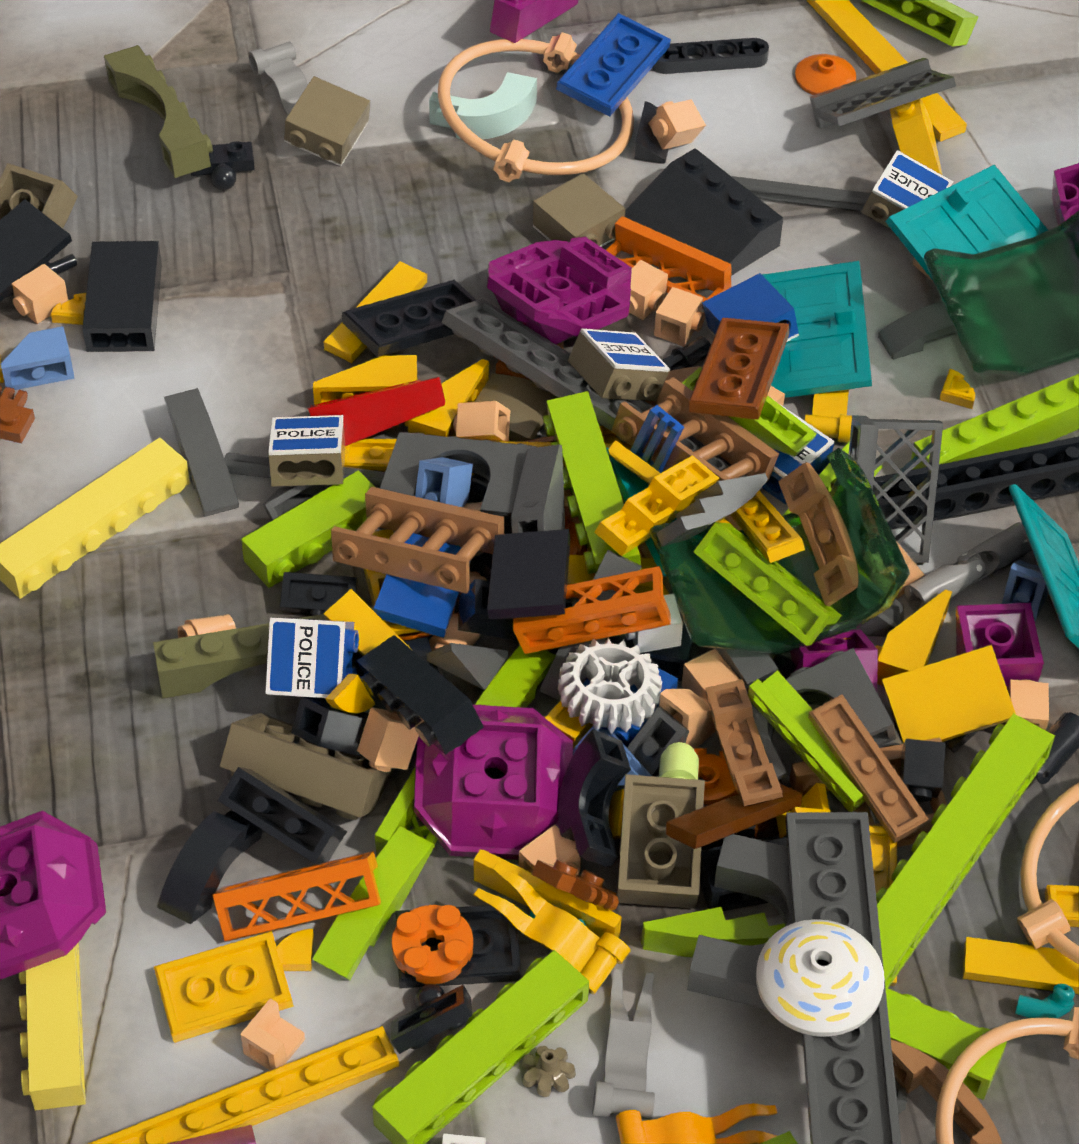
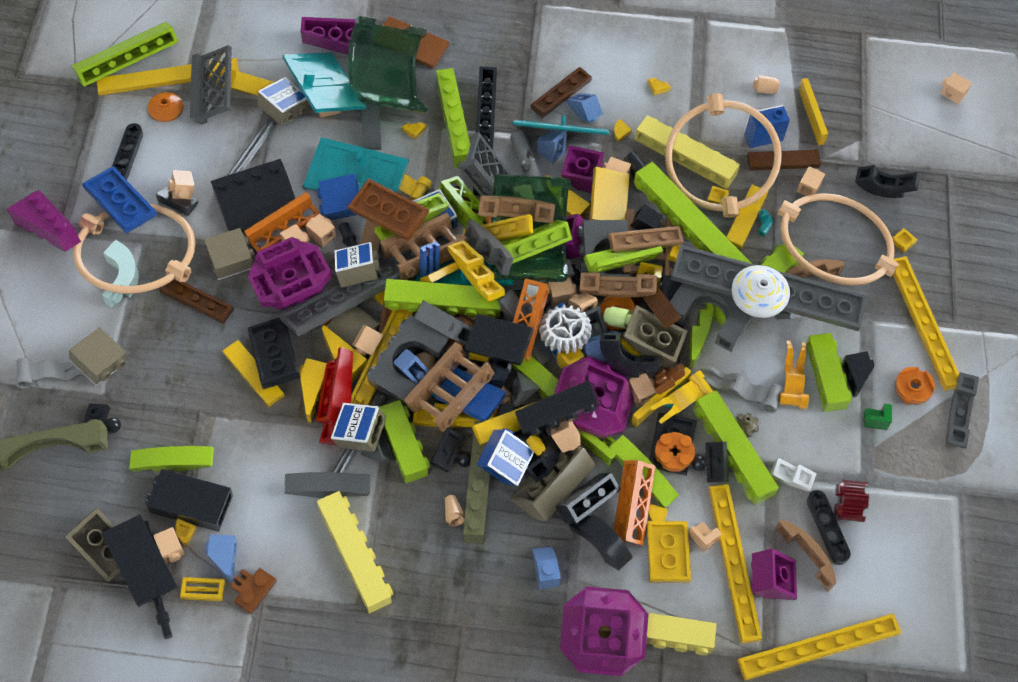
camera: 75 degrees left, 10 degrees up
(134, 792) = (546, 567): none -> medium blue slope
(186, 255) = (172, 457): none -> lime slope
(481, 213) = (197, 300): none -> reddish brown tile

